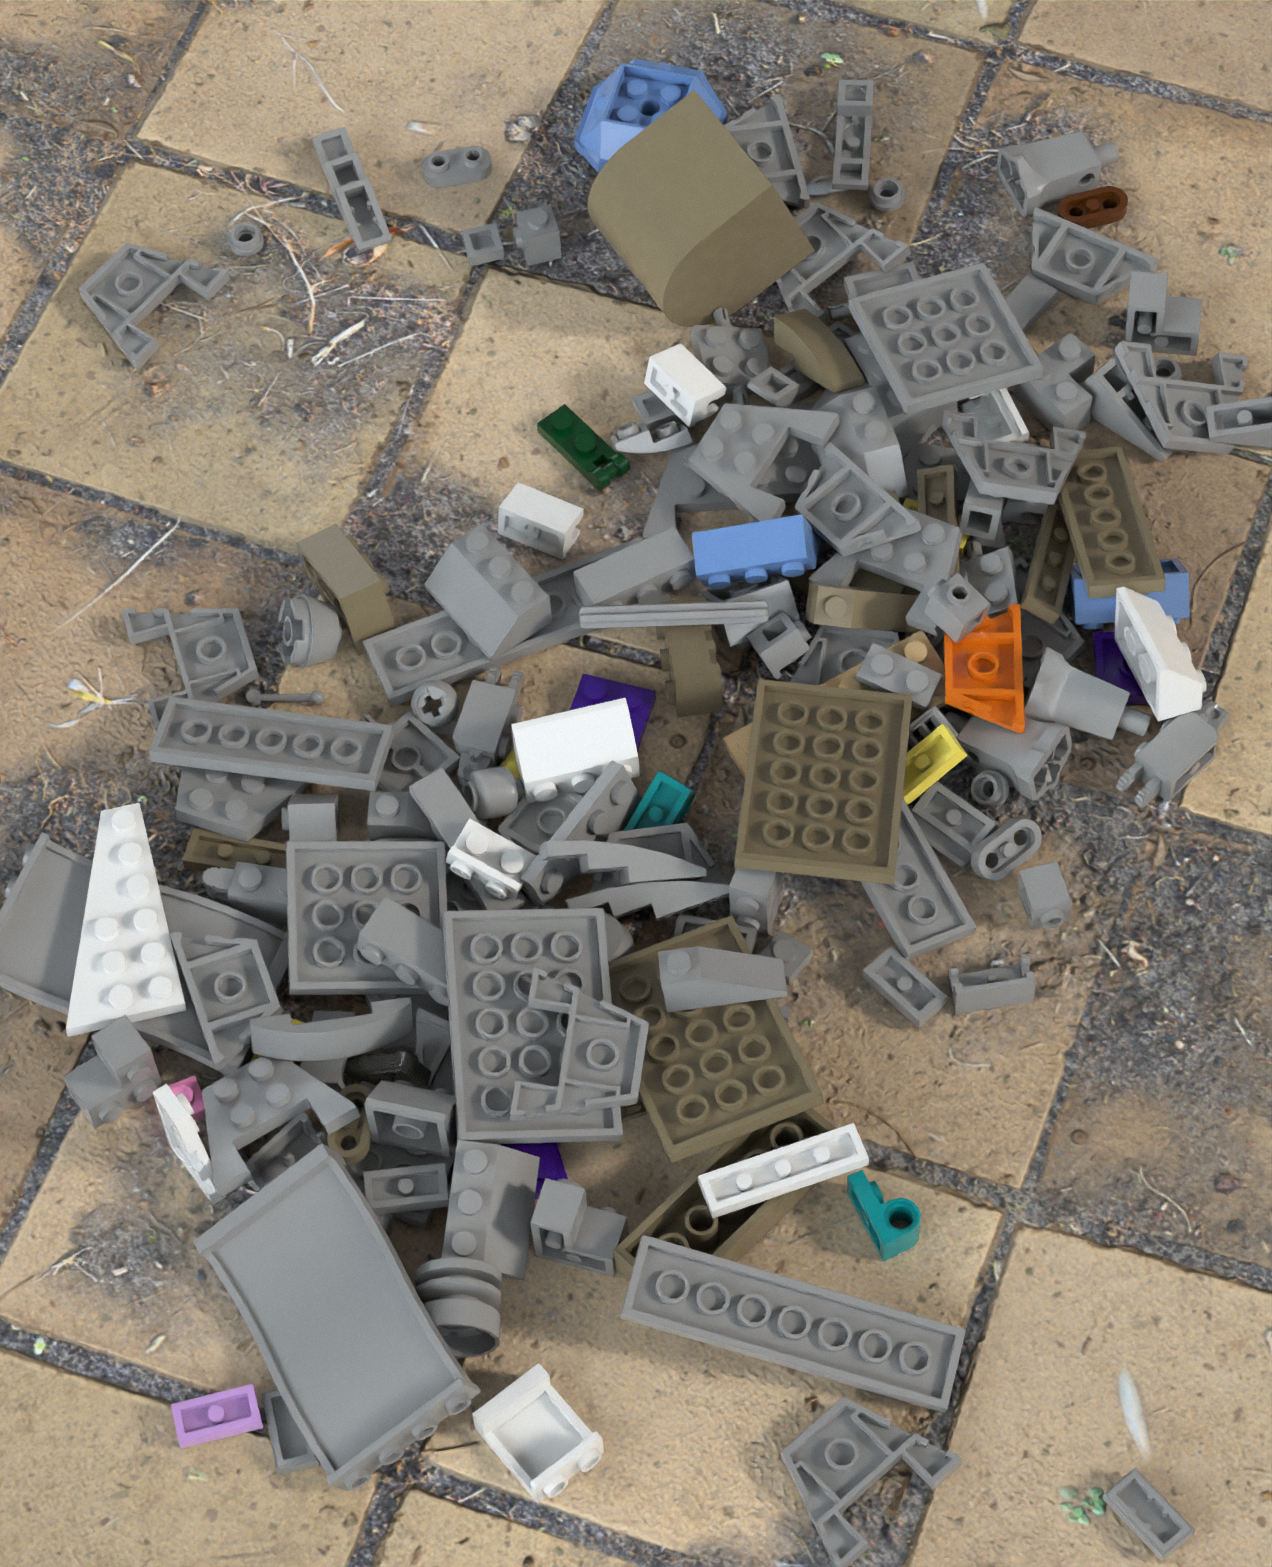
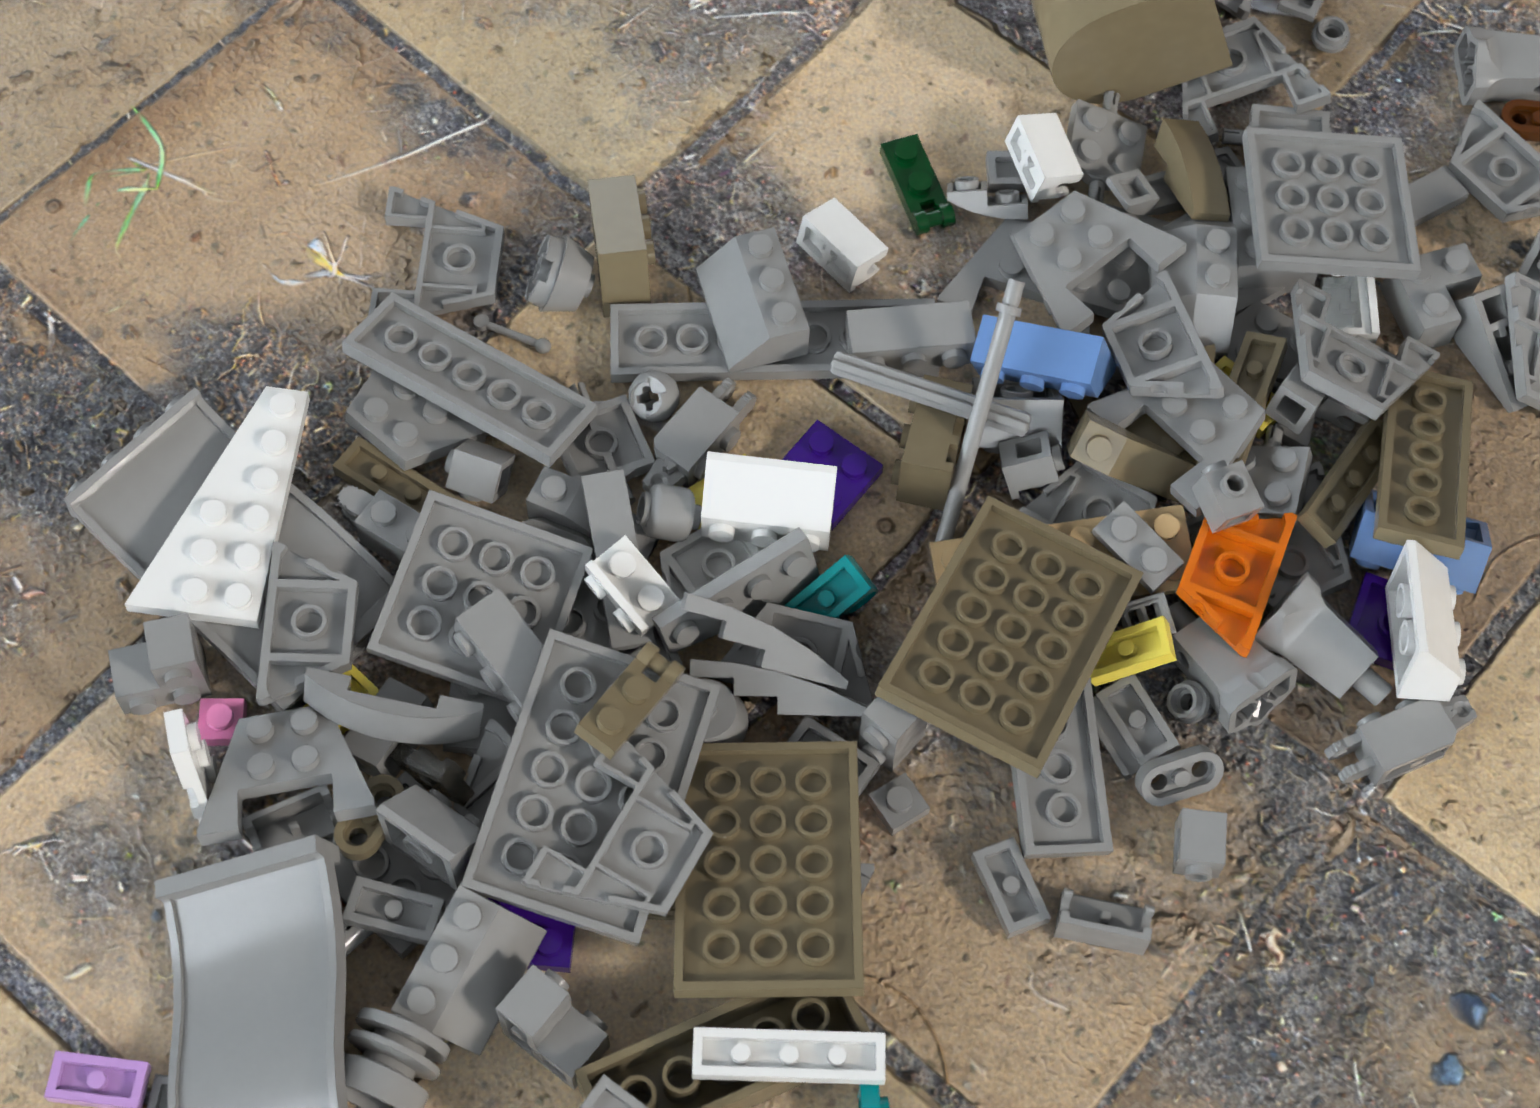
camera: 15 degrees right, 5 degrees up
(536, 942) = (628, 701): none -> dark tan plate
(718, 977) = (809, 809): light grey slope -> none
(723, 610) = (1007, 313): none -> light grey bar

